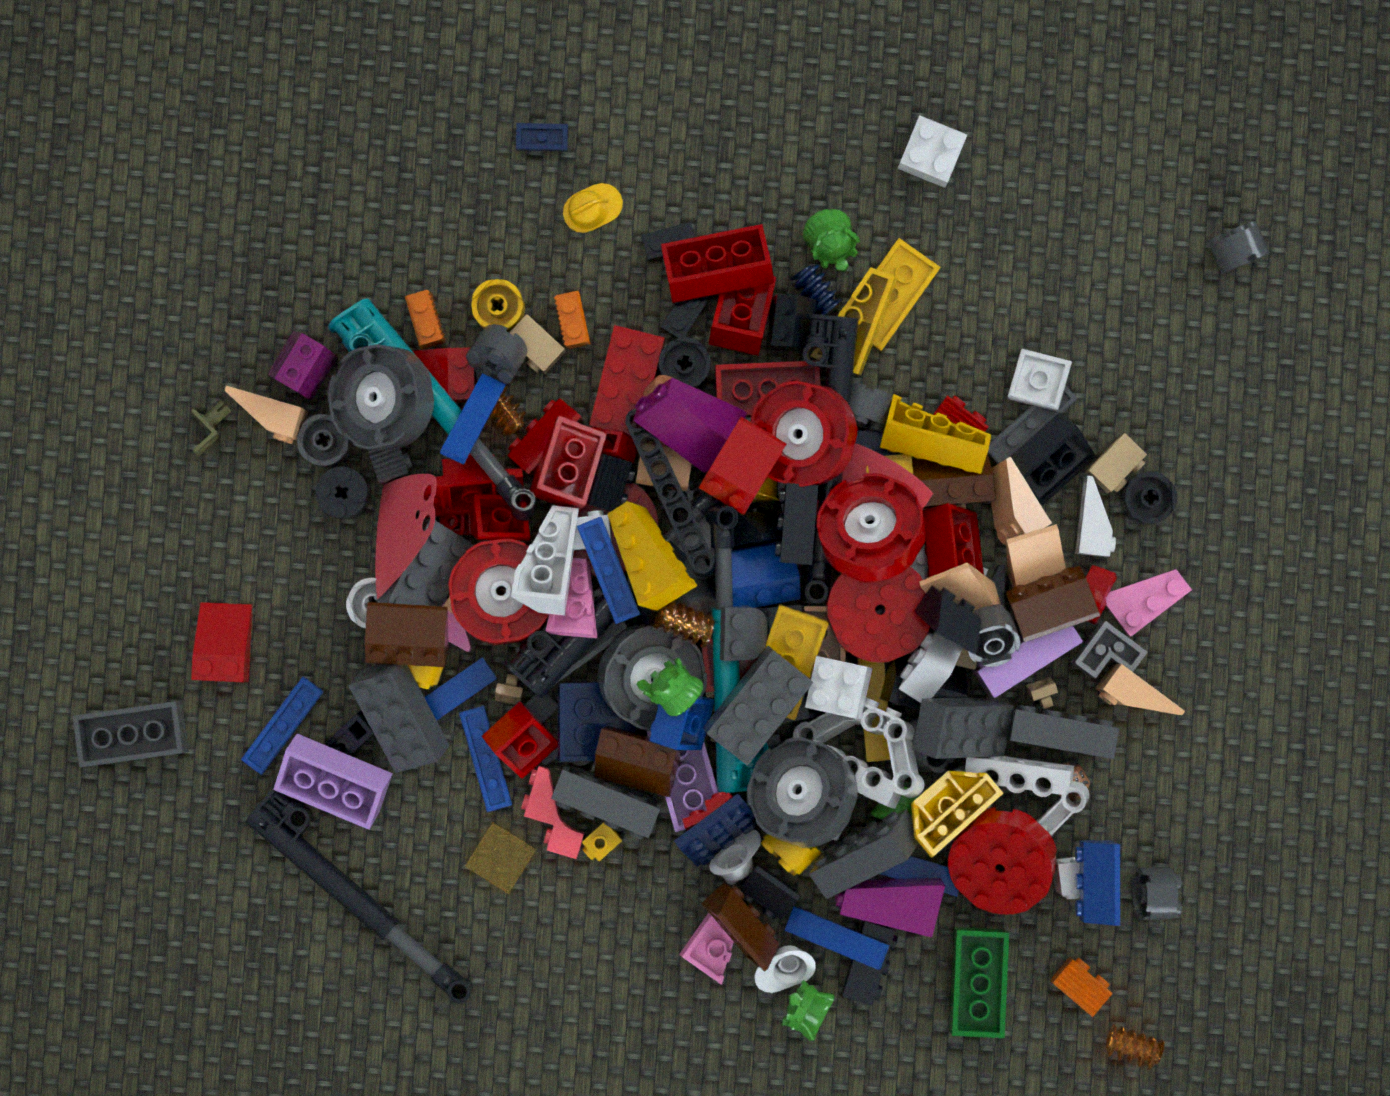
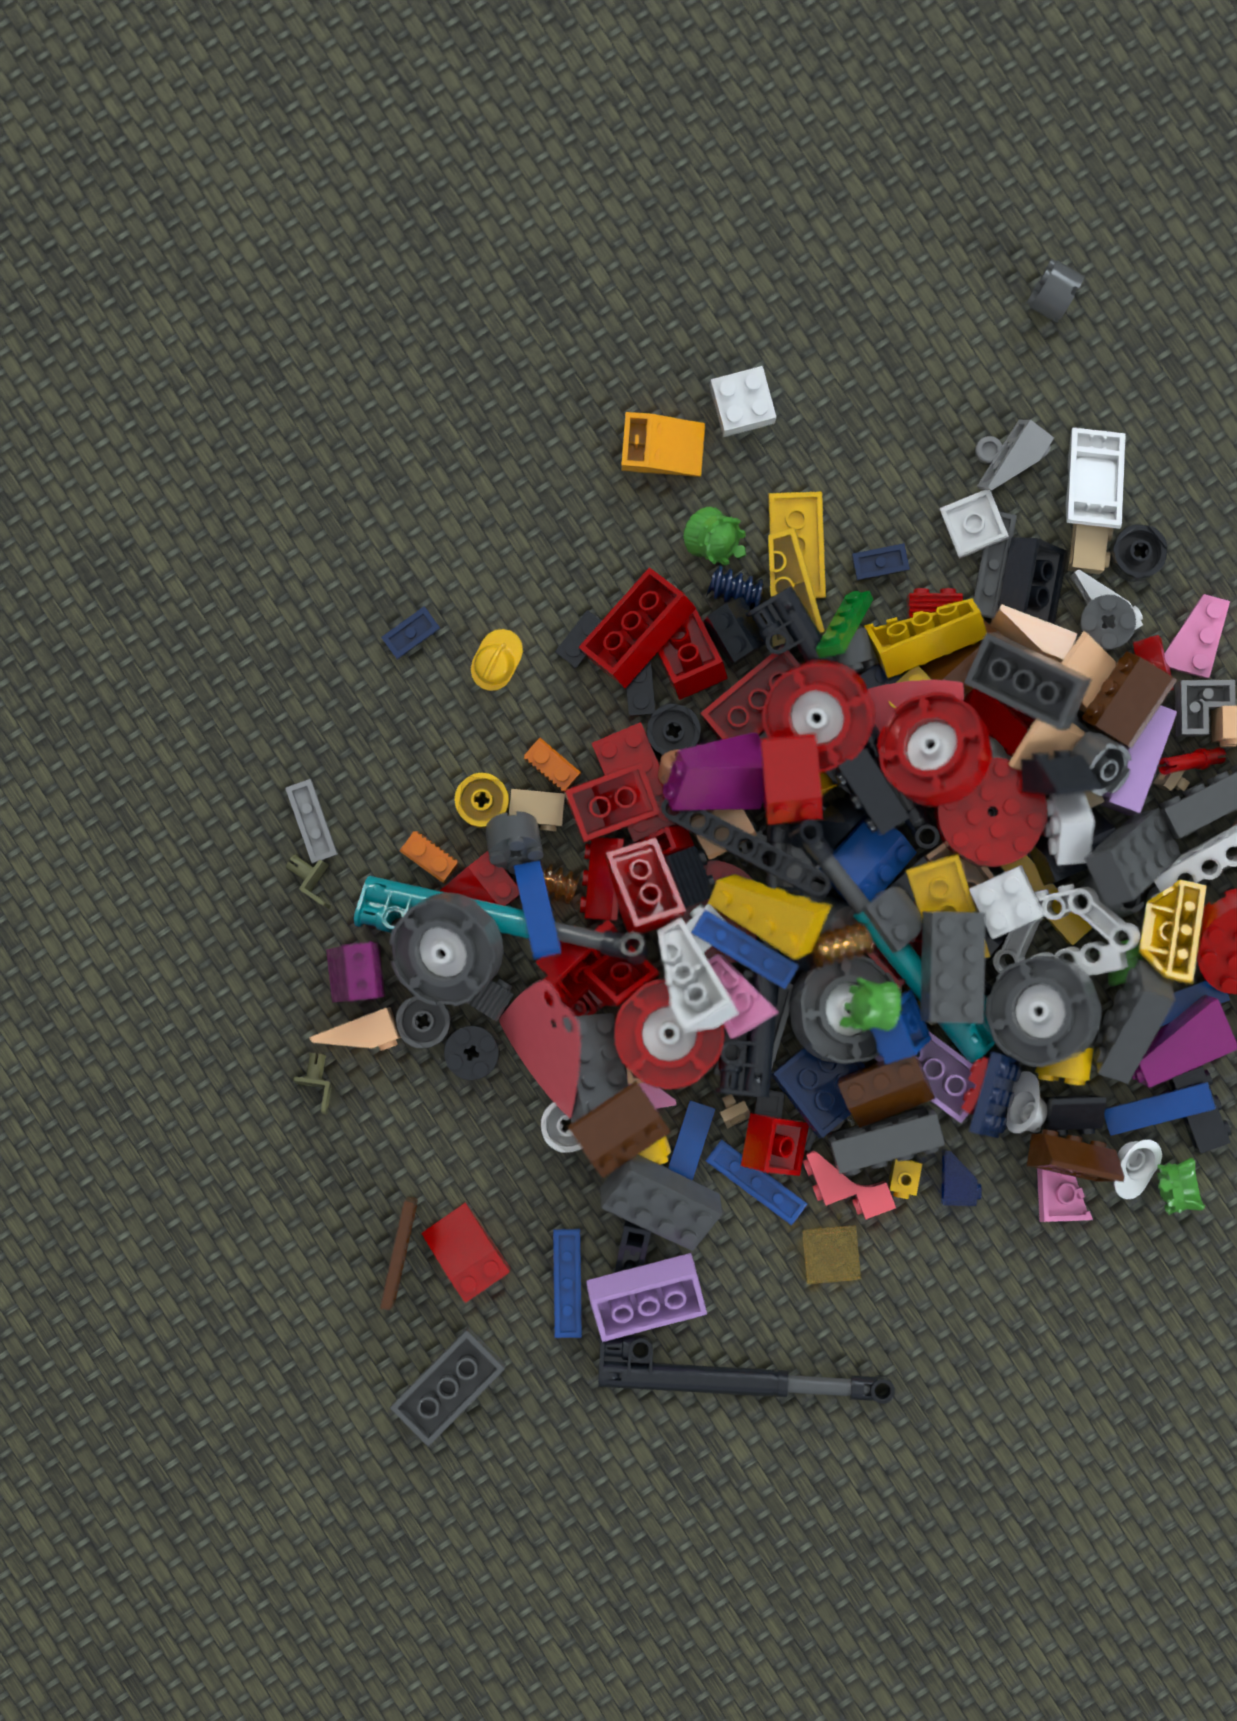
camera: 40 degrees left, 0 degrees up
(170, 603) = (399, 1253): none -> reddish brown tile
(323, 265) = (310, 876): none -> olive bracket
(356, 223) = (311, 821): none -> light grey plate
(594, 381) = (611, 802): none -> red slope
(639, 877) = (958, 1184): none -> clear blue slope
(844, 138) = (662, 445): none -> light orange slope
(877, 380) = (844, 624): none -> green plate
(944, 355) = (880, 562): none -> dark blue plate
(983, 529) = (1028, 681): none -> dark grey brick
(1073, 692) = (1198, 759): none -> red pin
(1094, 333) = (987, 449): none -> light grey tile
(1095, 540) = (1109, 606): none -> dark grey brick
(1118, 351) = (1021, 450): none -> light grey slope
(1159, 416) = (1095, 478): none -> white slope

